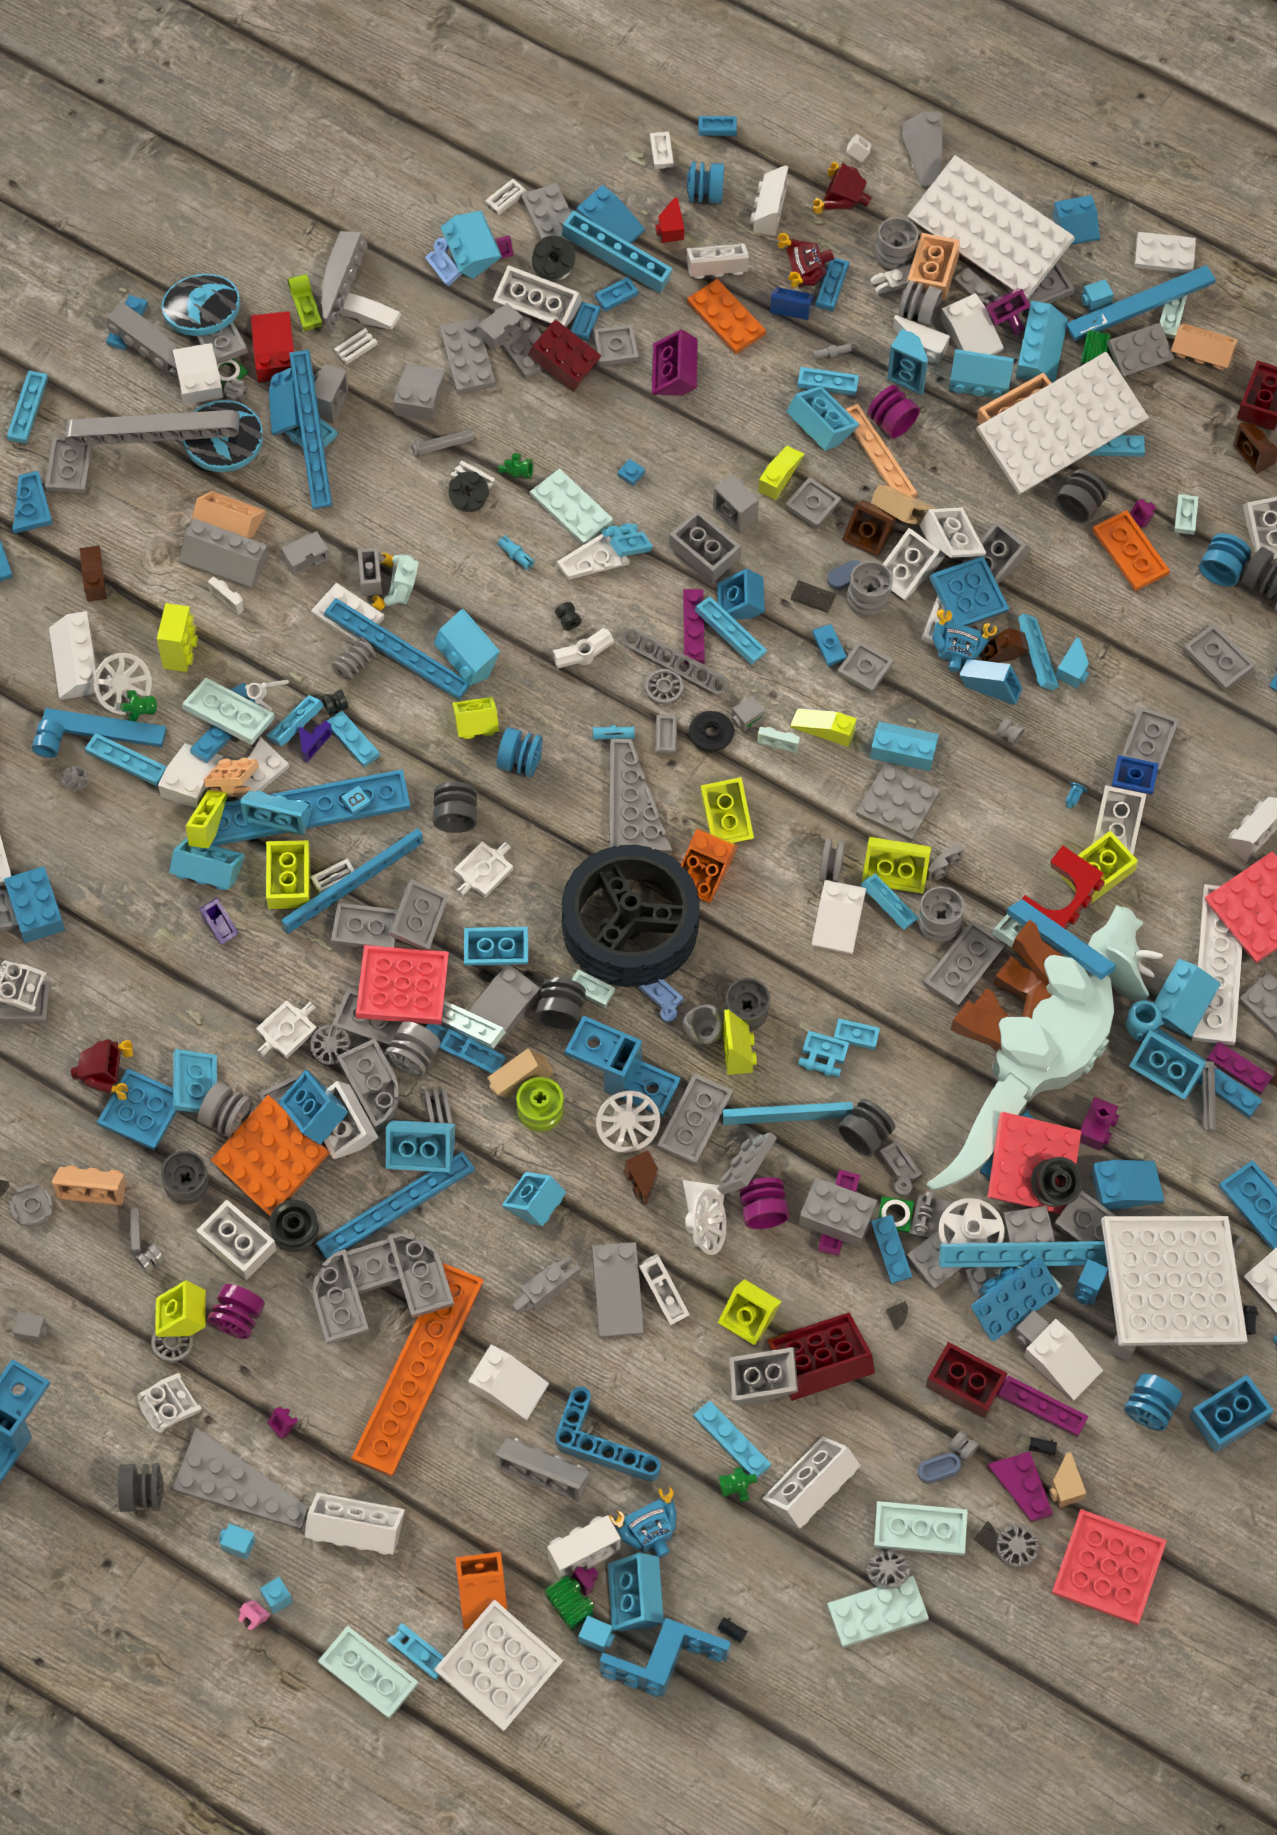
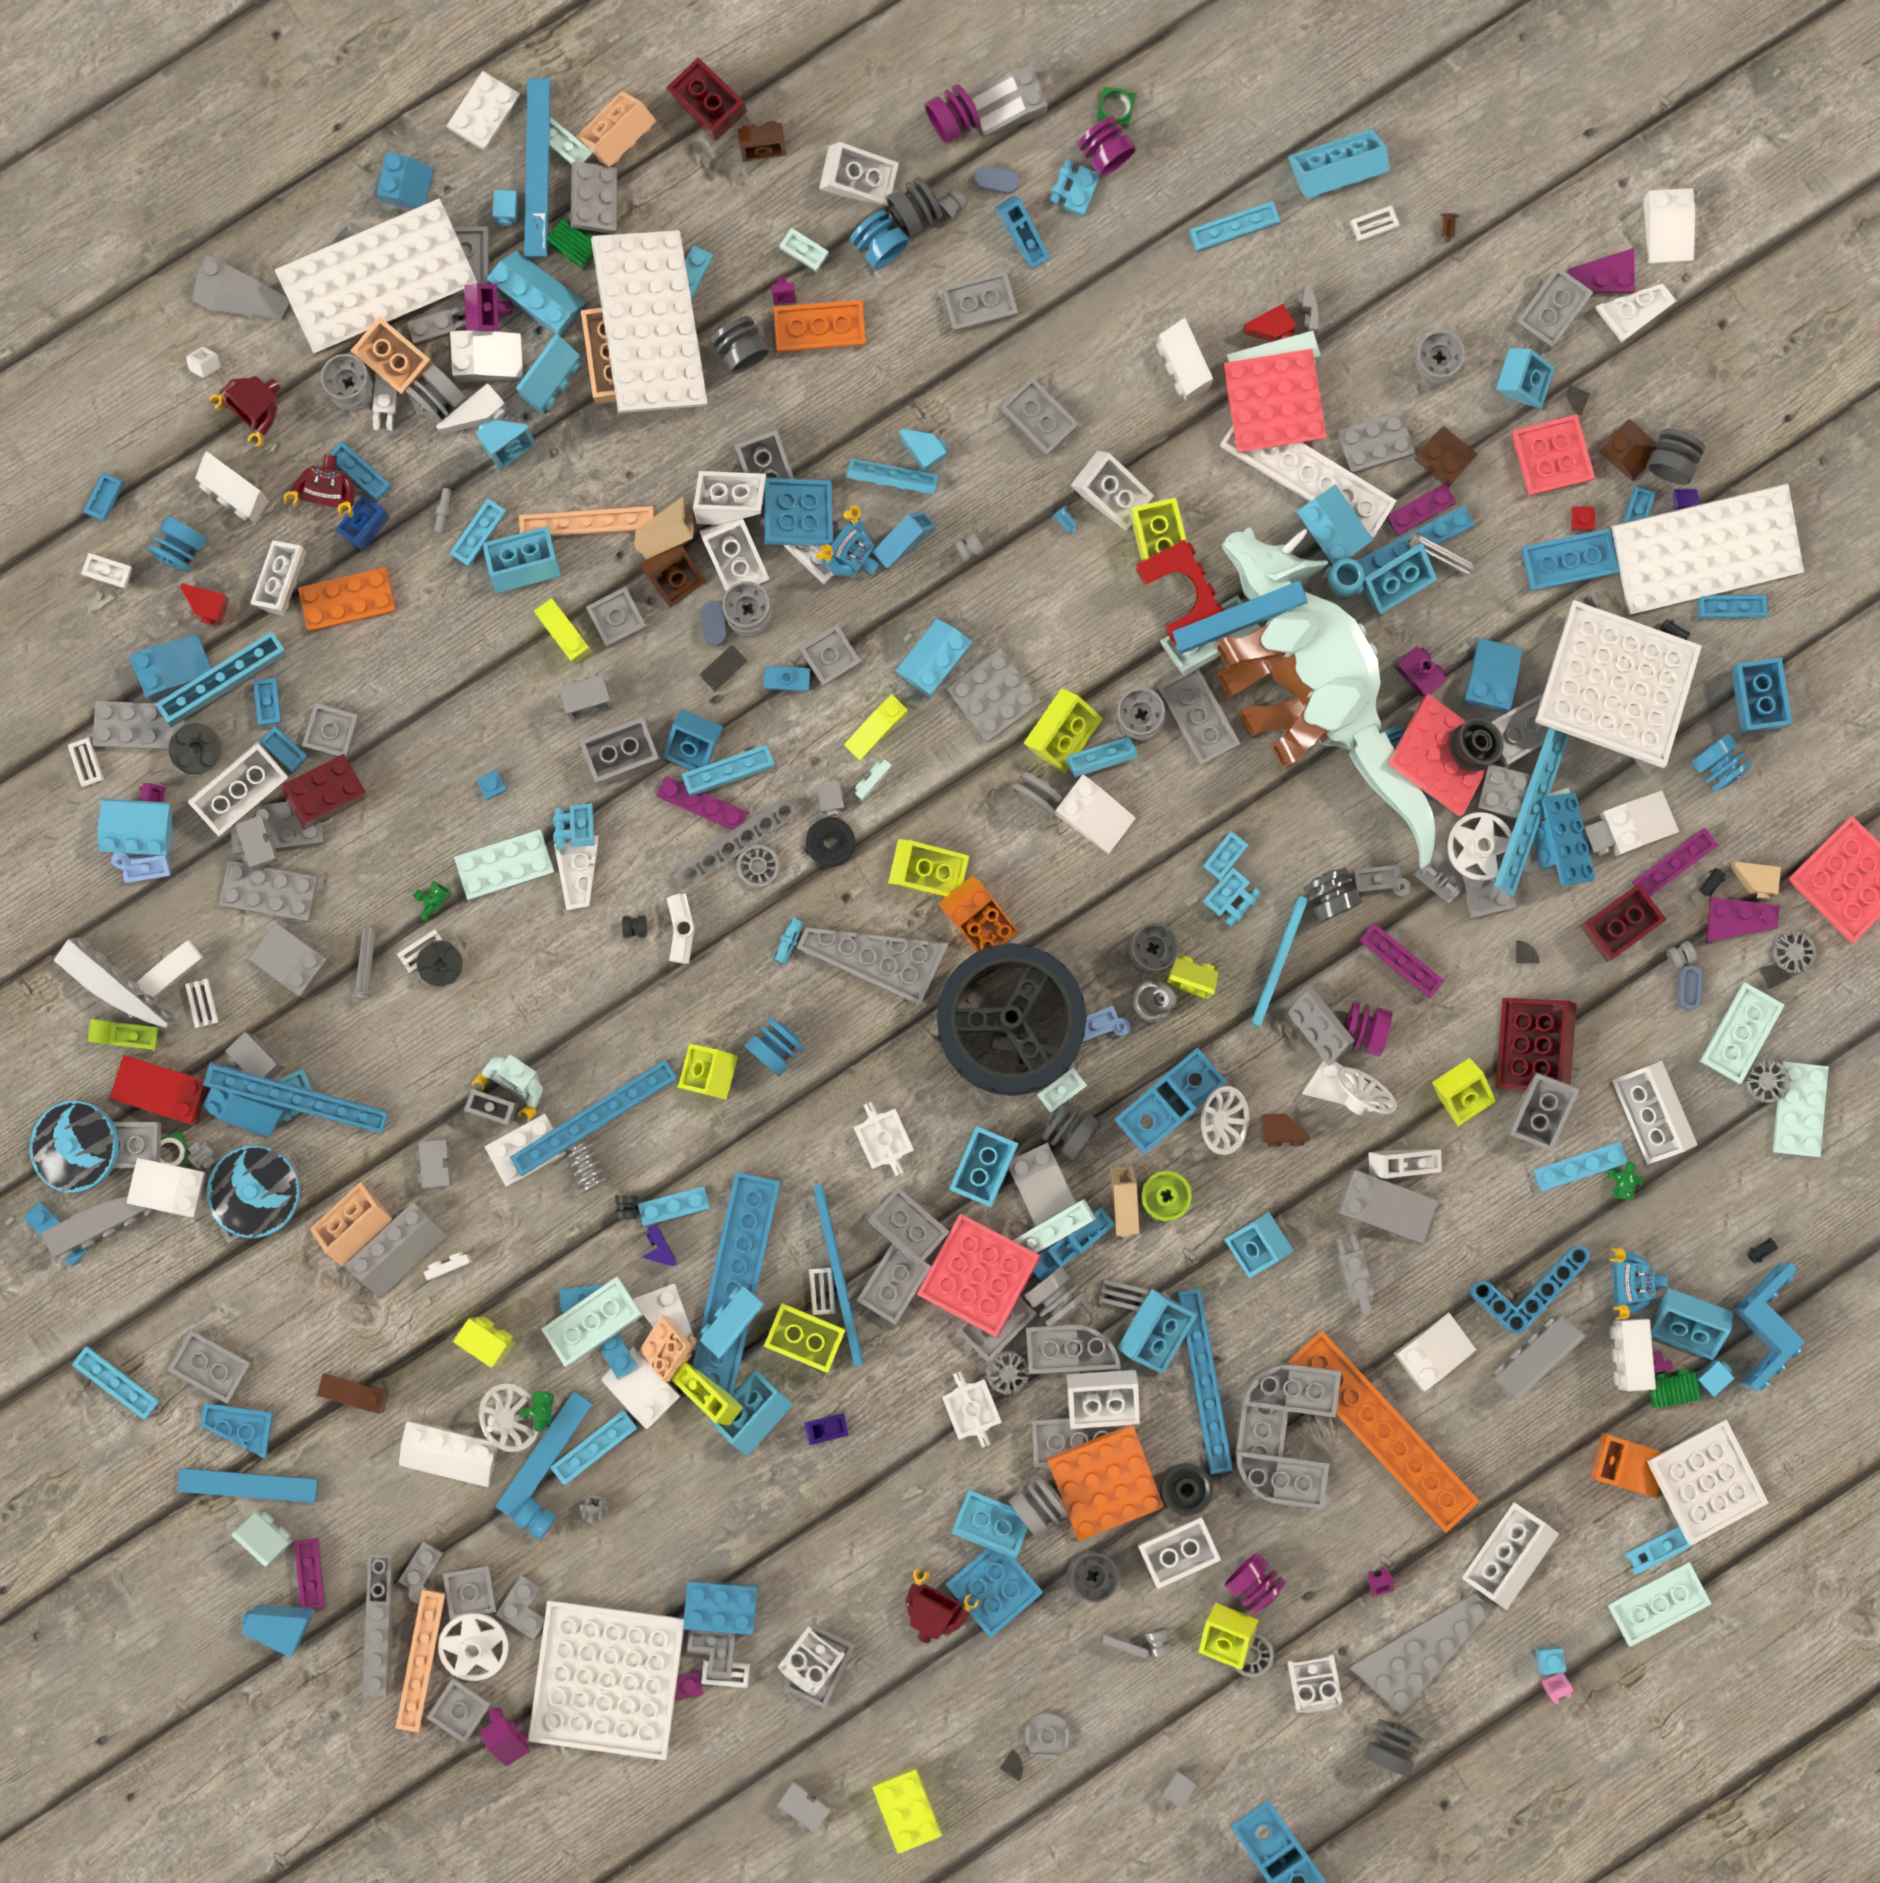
camera: 65 degrees left, 20 degrees up
(89, 1185) = (1055, 1671): light nougat slope -> none
(152, 428) = (216, 1264): light grey beam -> none
(237, 1541) = (1480, 1674): medium azure brick -> none
(258, 691) = (586, 1283): white plant -> none
(298, 717) = (629, 1256): medium azure plate -> none
(313, 1107) = (1083, 1424): dark azure slope -> none
(356, 800) = (752, 1234): medium azure tile -> none
(455, 807) = (806, 1138): dark grey wheel -> none
(467, 648) = (630, 1048): medium azure slope -> none
(516, 552) = (532, 946): medium azure pin -> none
(666, 734) = (813, 888): light grey tile -> none
(675, 364) = (384, 681): magenta slope -> none
(695, 1119) = (1244, 1052): light grey plate -> none
(837, 1212) = (1409, 963): light grey brick -> none
(891, 1249) = (1460, 929): dark azure plate -> none
(893, 411) = (552, 485): magenta wheel -> none
(904, 1225) = (1411, 912): piece -> none
(939, 867) = (1084, 688): light grey slope -> none
(1005, 646) = (873, 506): reddish brown slope -> none
(1090, 1283) = (1582, 761): dark azure brick -> none
(1135, 775) = (1076, 452): blue slope -> none

